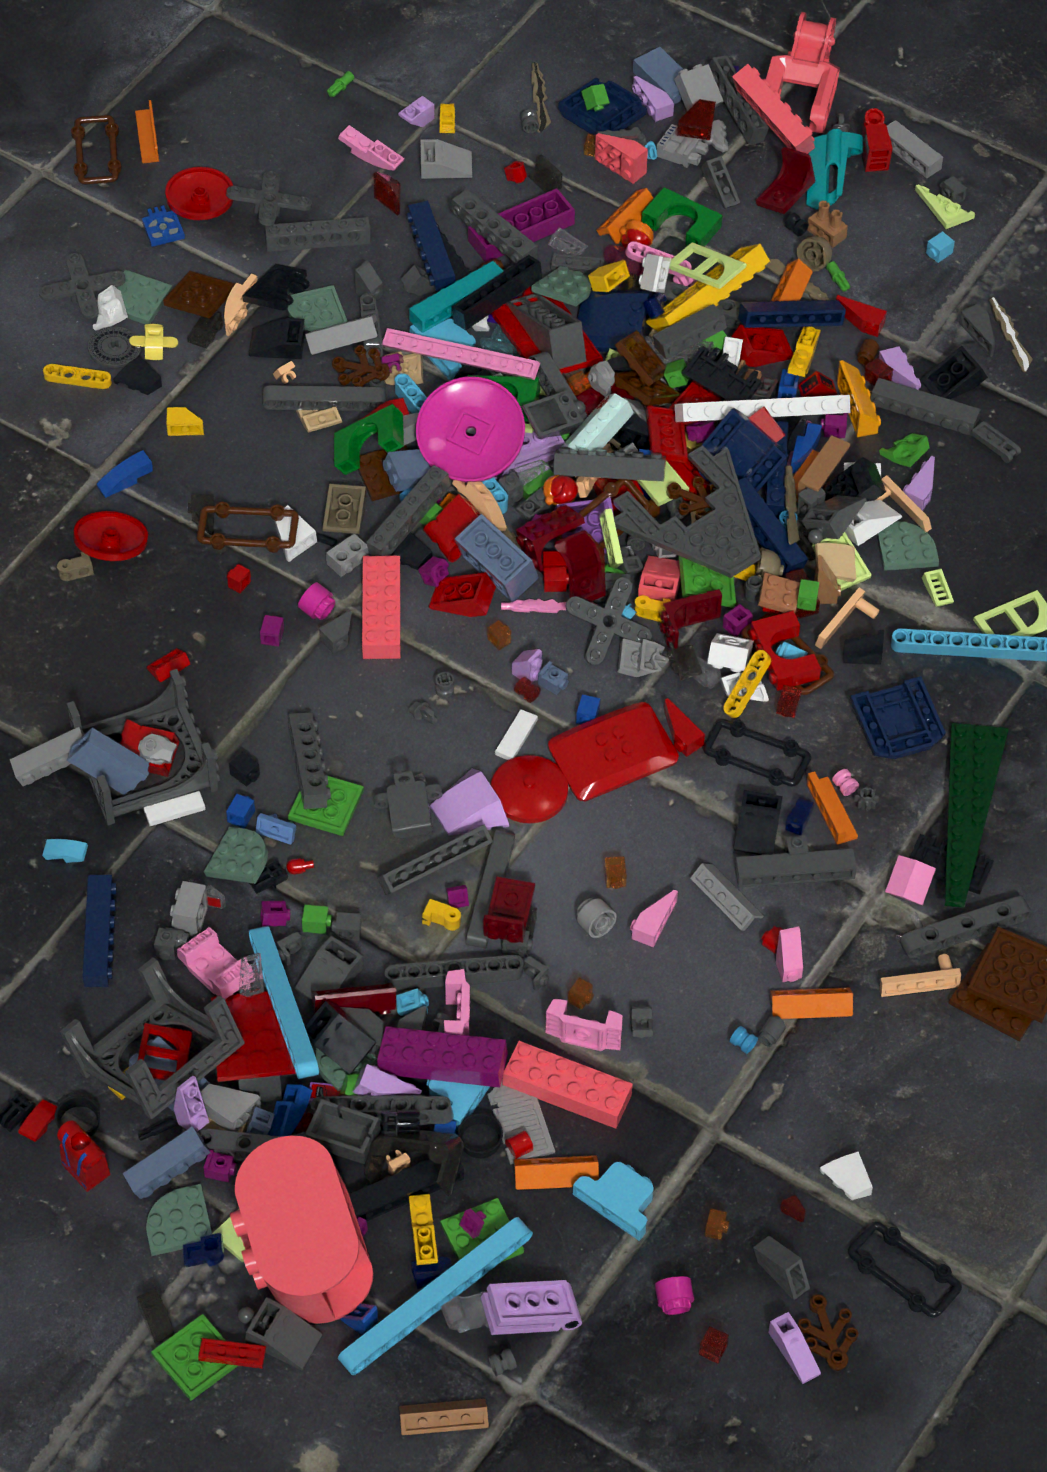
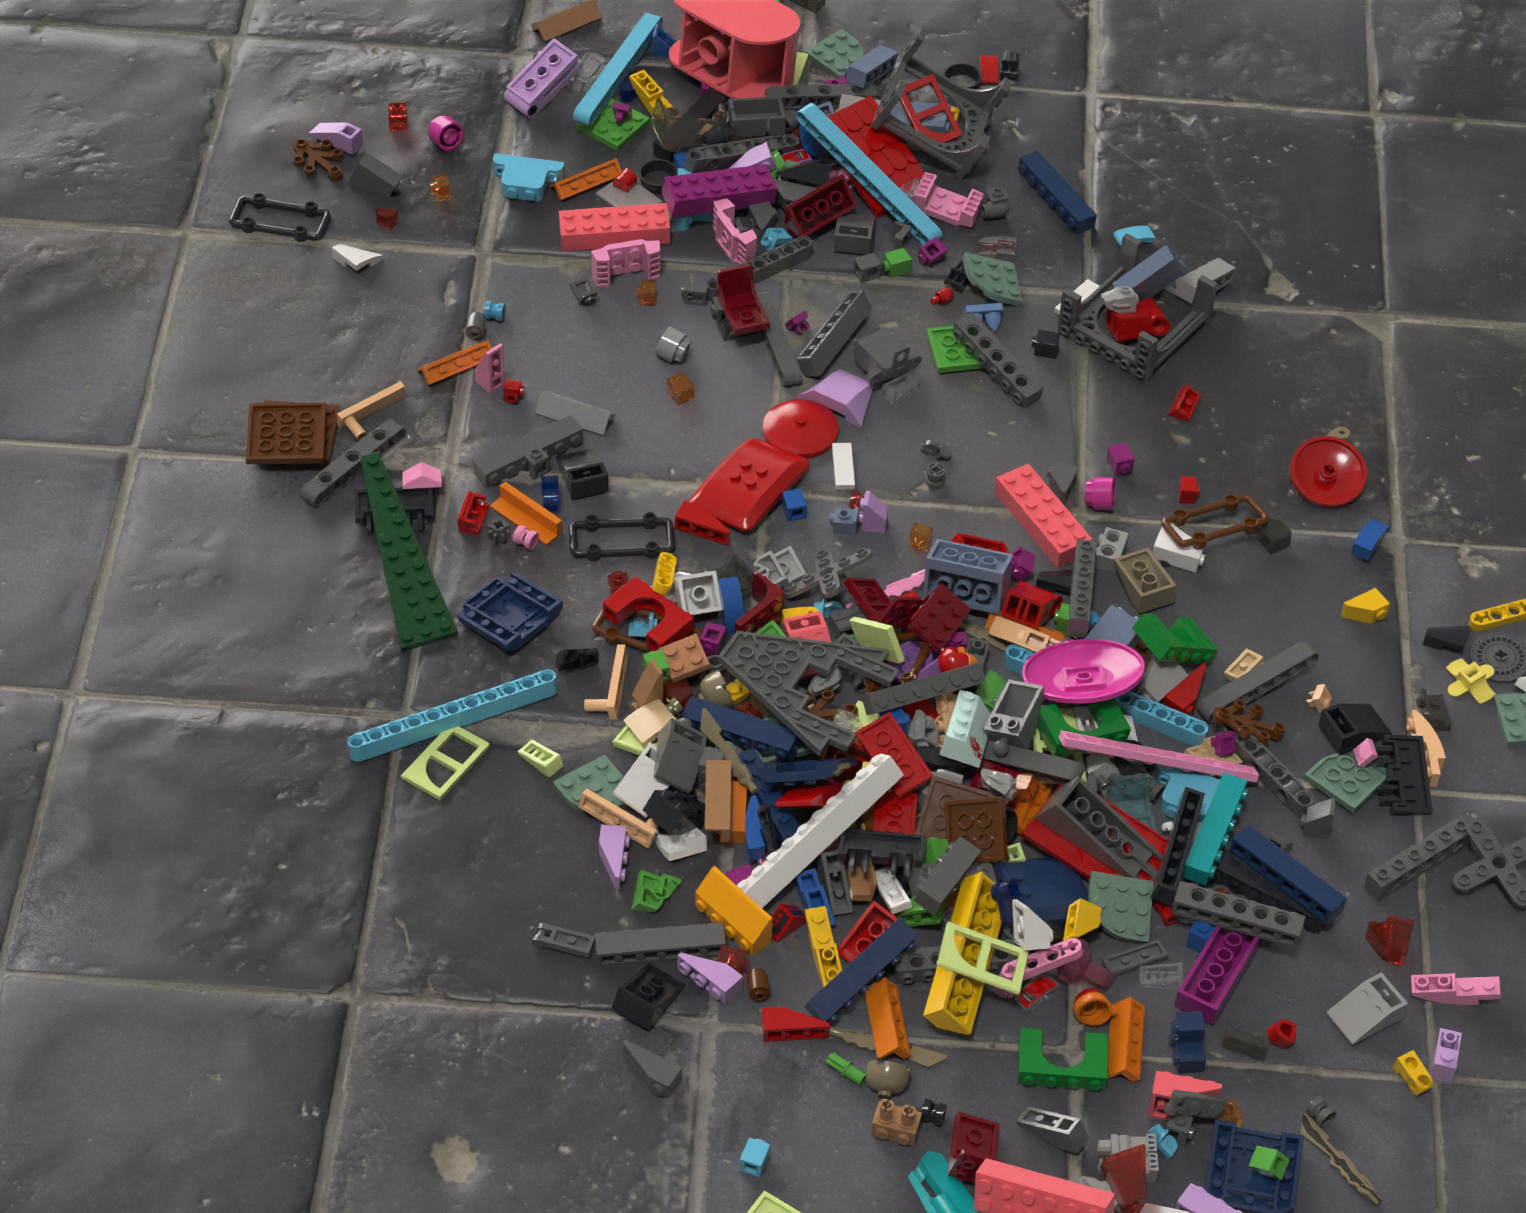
camera: 150 degrees right, 5 degrees down
(82, 1156) = (937, 45): red piece -> none
(189, 1106) = (878, 81): lavender slope -> none
(190, 908) = (996, 217): light grey brick -> none
(199, 294) = (1470, 736): reddish brown plate -> none
(208, 1250) = (807, 38): clear blue brick -> none
(240, 811) = (1022, 313): blue brick -> none
(294, 307) = (1365, 752): none -> bright pink tile
(342, 334) = (1300, 752): light grey panel -> none
(441, 914) = (795, 305): yellow leg -> none
(513, 487) = (1011, 667): dark grey bracket -> none
(588, 189) = (1187, 1042): none -> dark blue brick
(653, 919) = (625, 365): bright pink slope -> none
(695, 462) = (847, 720): none -> clear slope
(706, 632) = (731, 603): none -> blue brick
(809, 563) = (674, 706): none -> olive plate
(881, 829) = (472, 513): none -> red hinge
(1010, 334) = (616, 1087): dark tan sword -> none

